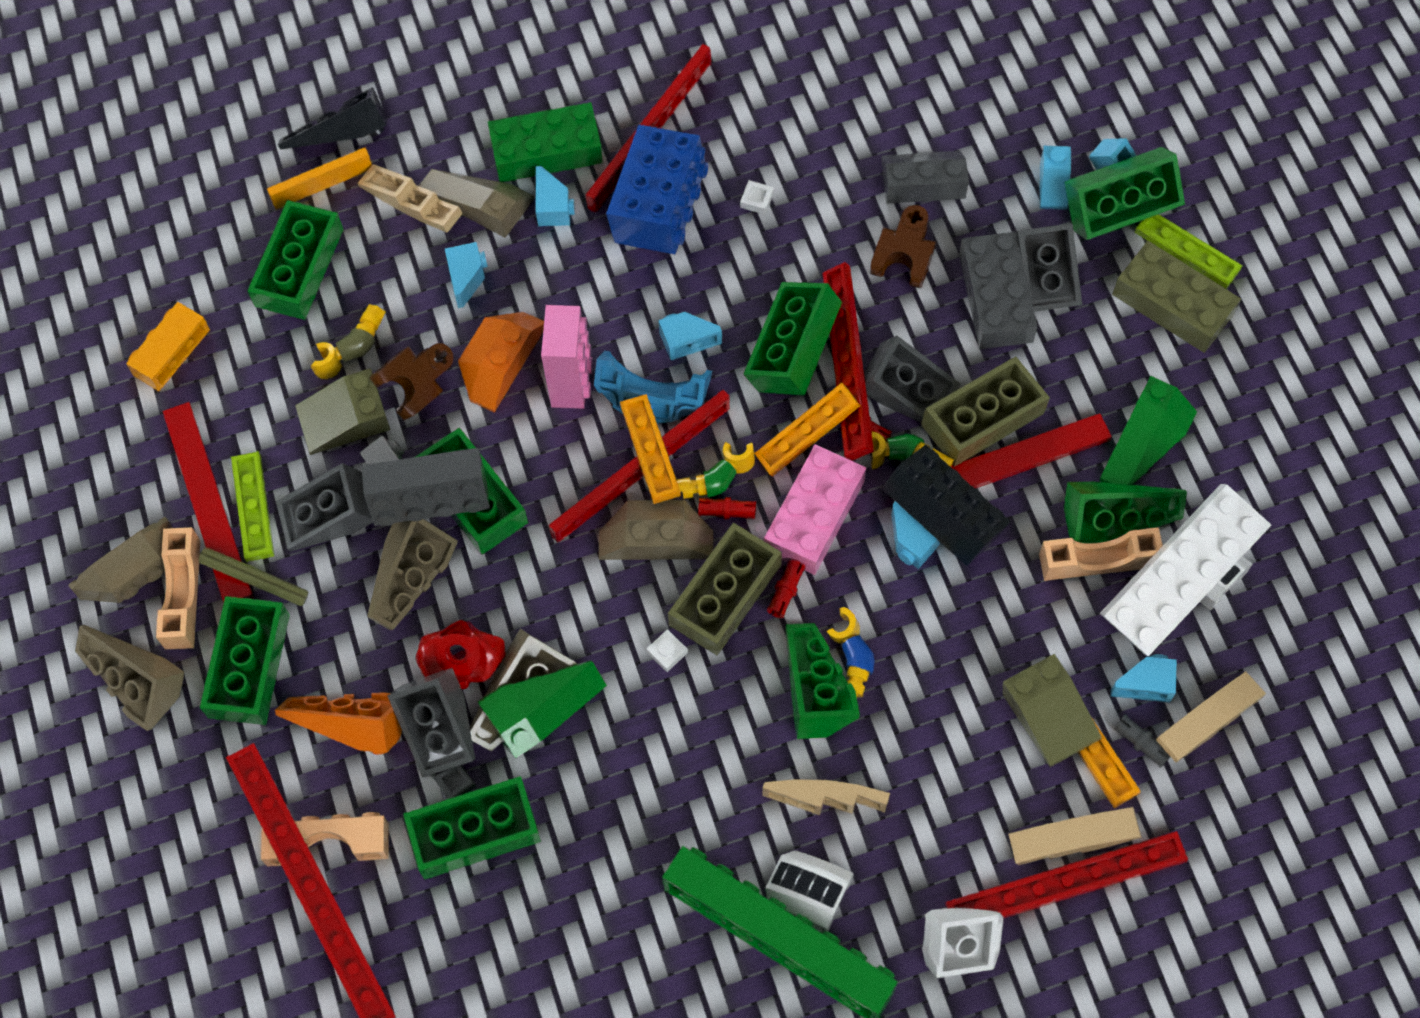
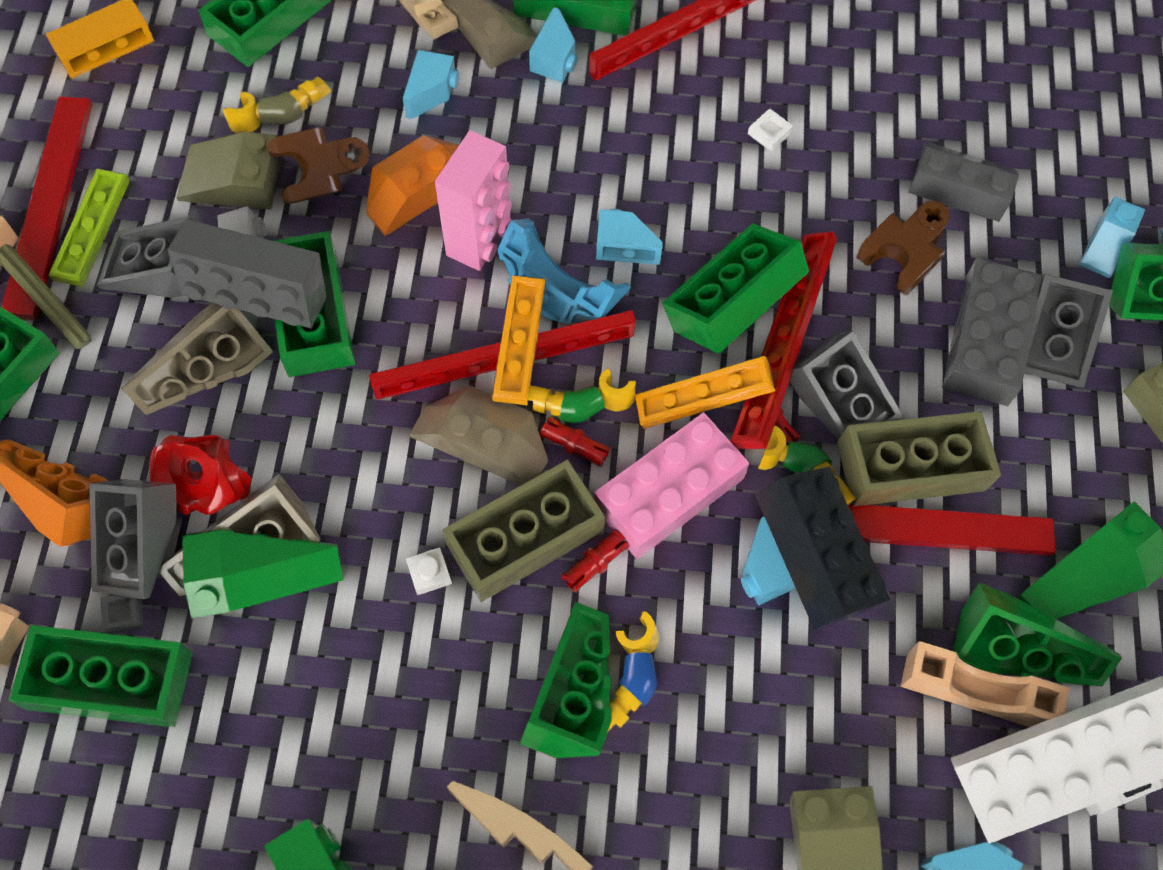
camera: 20 degrees right, 0 degrees up
(657, 189) = (666, 77): blue brick -> none

